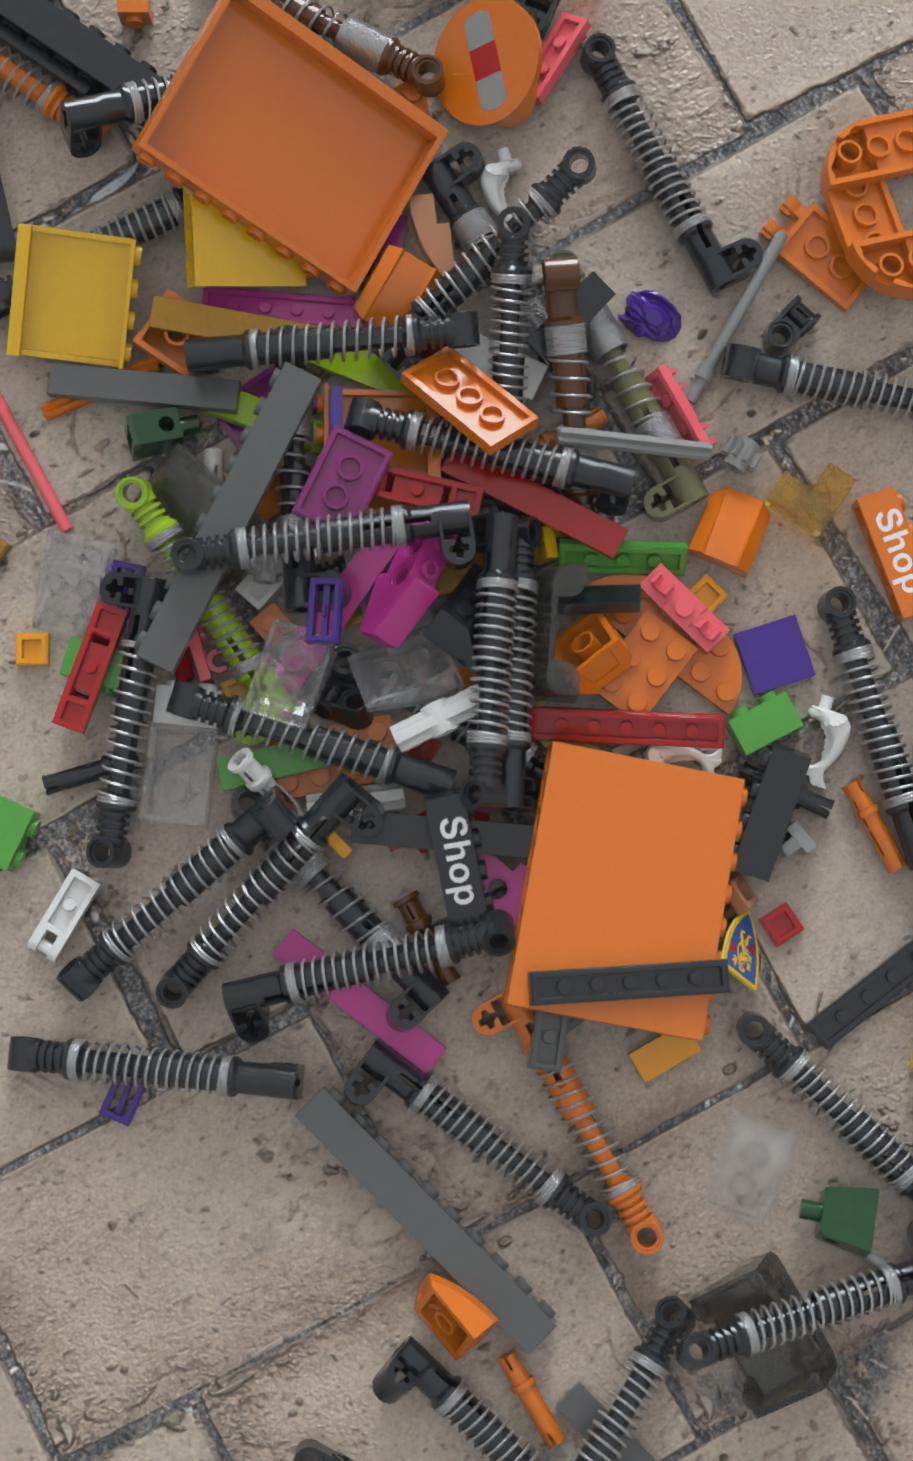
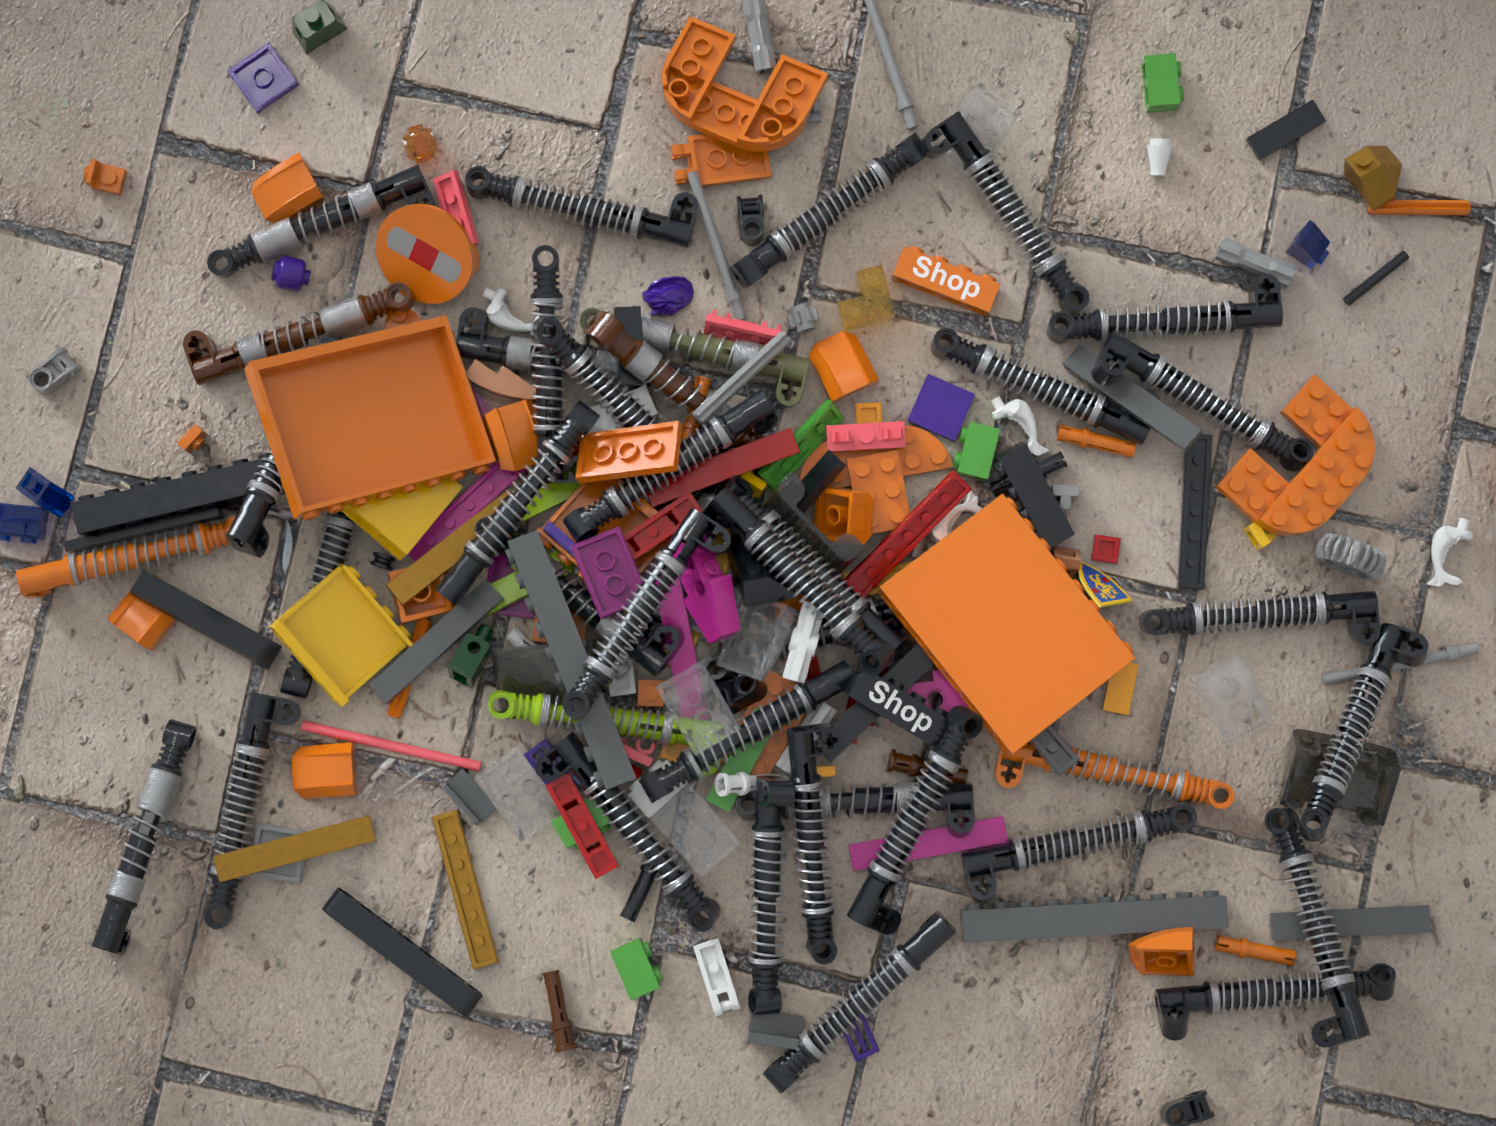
camera: 50 degrees left, 0 degrees up
(27, 544) = (469, 797): none -> dark grey panel
(32, 649) = (535, 853): light orange tile -> none
(62, 1013) = (776, 1030): none -> dark grey panel
(175, 277) = (382, 561): none -> black bush
(324, 639) = (696, 667): dark purple tile -> none
(628, 982) = (1063, 670): black tile -> none
(844, 1217) = (1311, 668): dark green torso -> none

